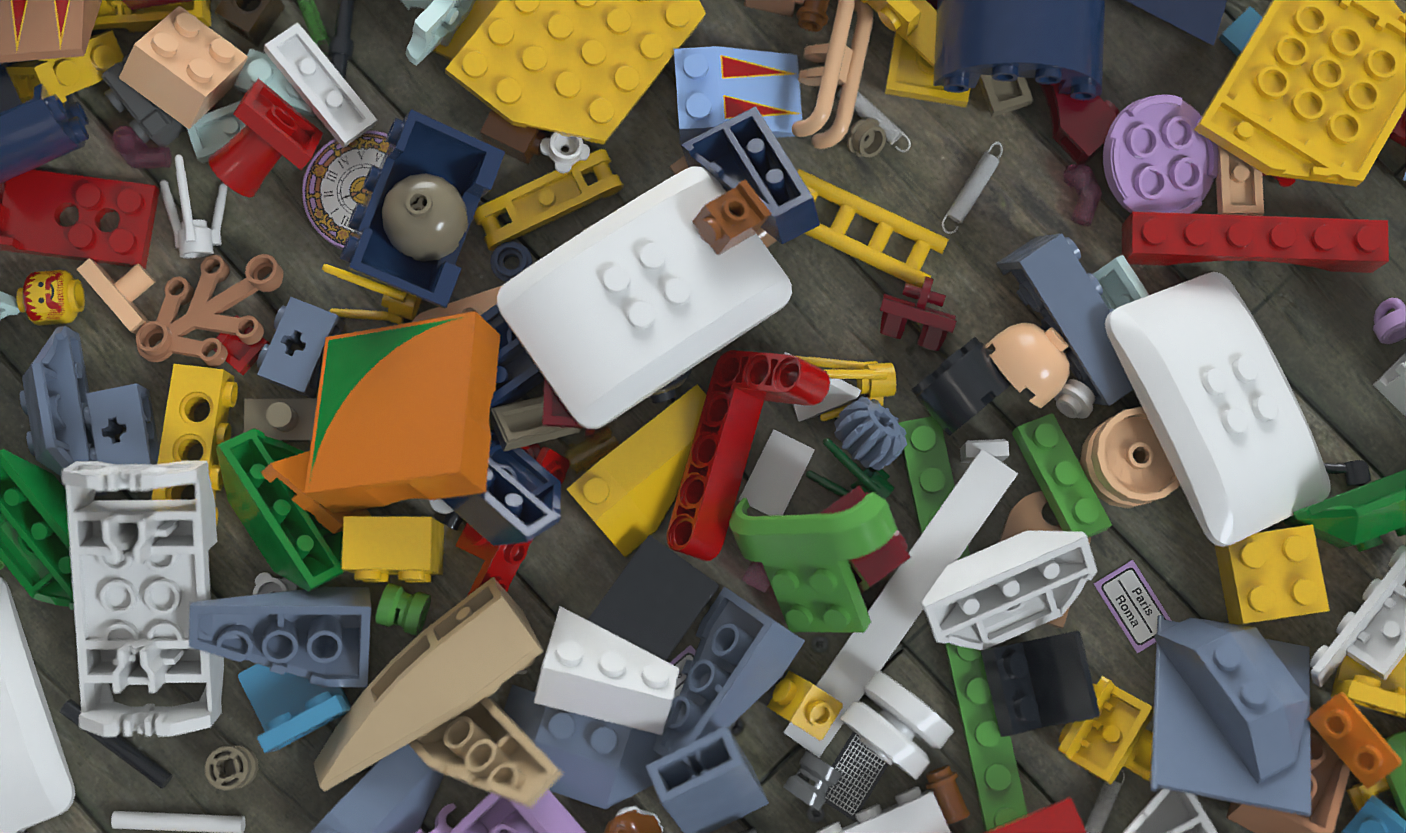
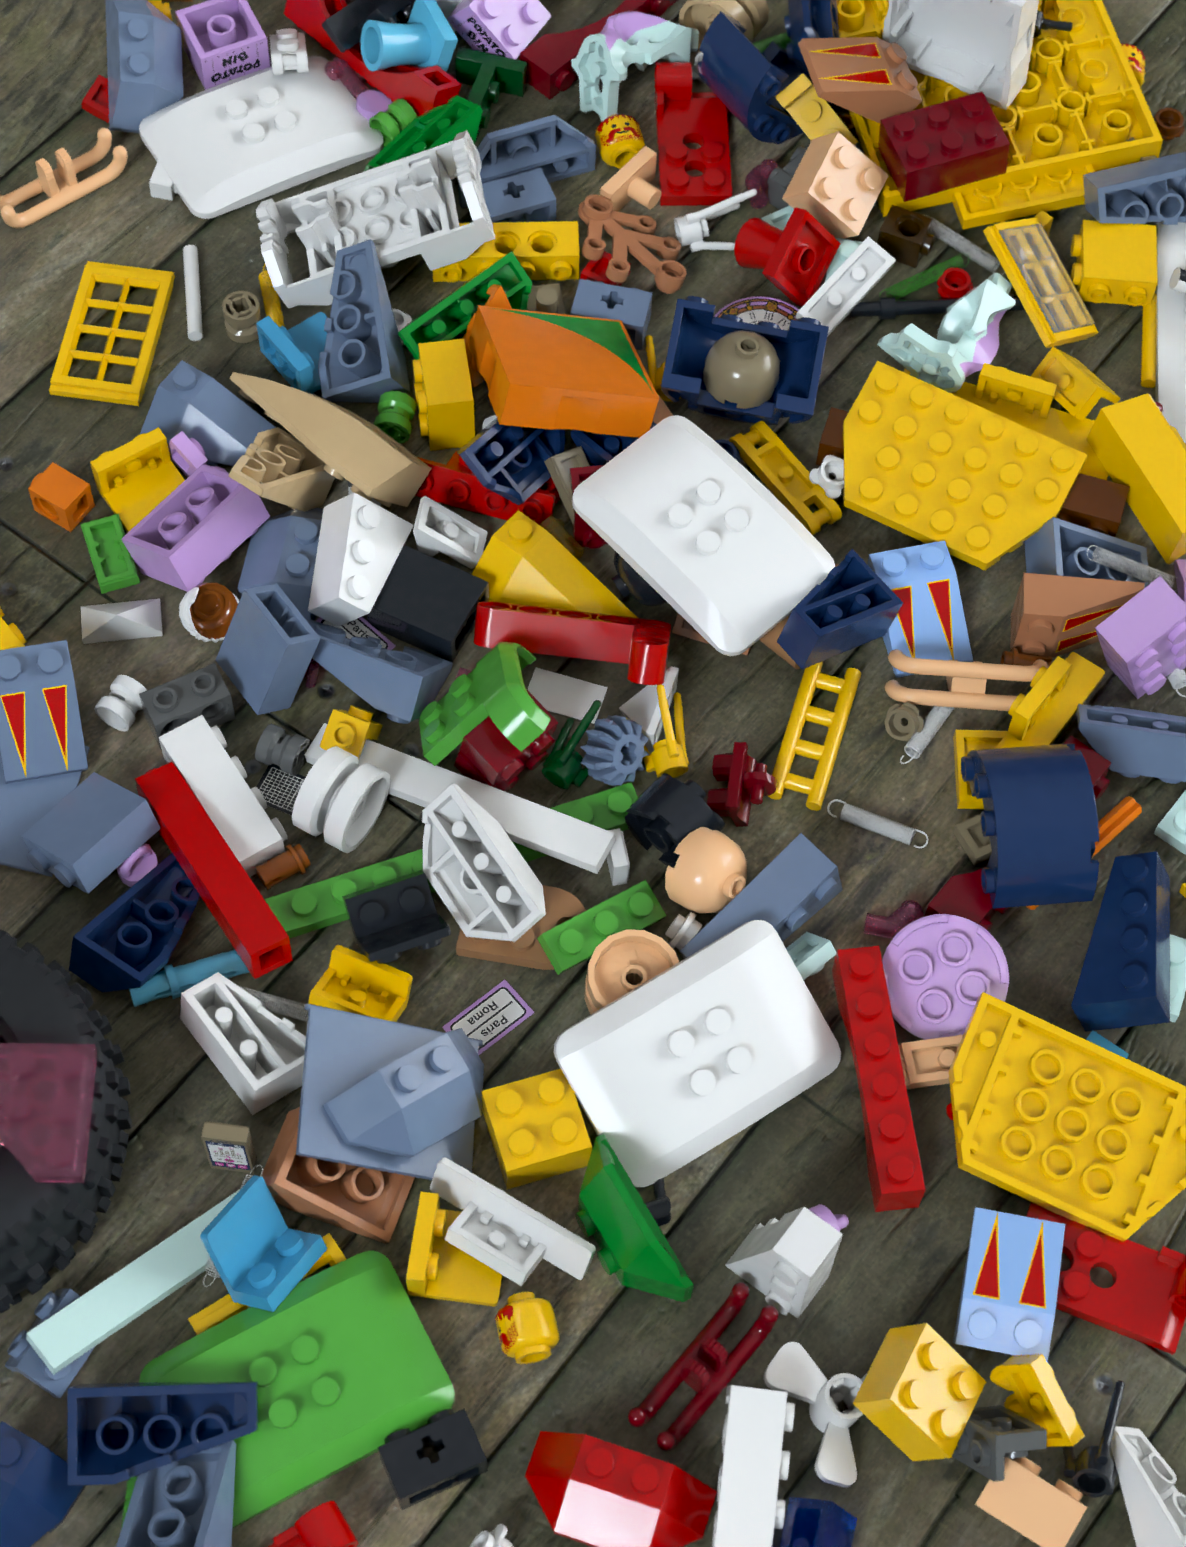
camera: 75 degrees right, 20 degrees down
(122, 749) = (242, 256): black bar -> none
(218, 731) = (270, 298): none -> yellow piece
(574, 567) = (447, 532): none -> white slope
(731, 218) = (784, 578): dark orange brick -> none
(1354, 740) = (377, 1210): orange bracket -> none

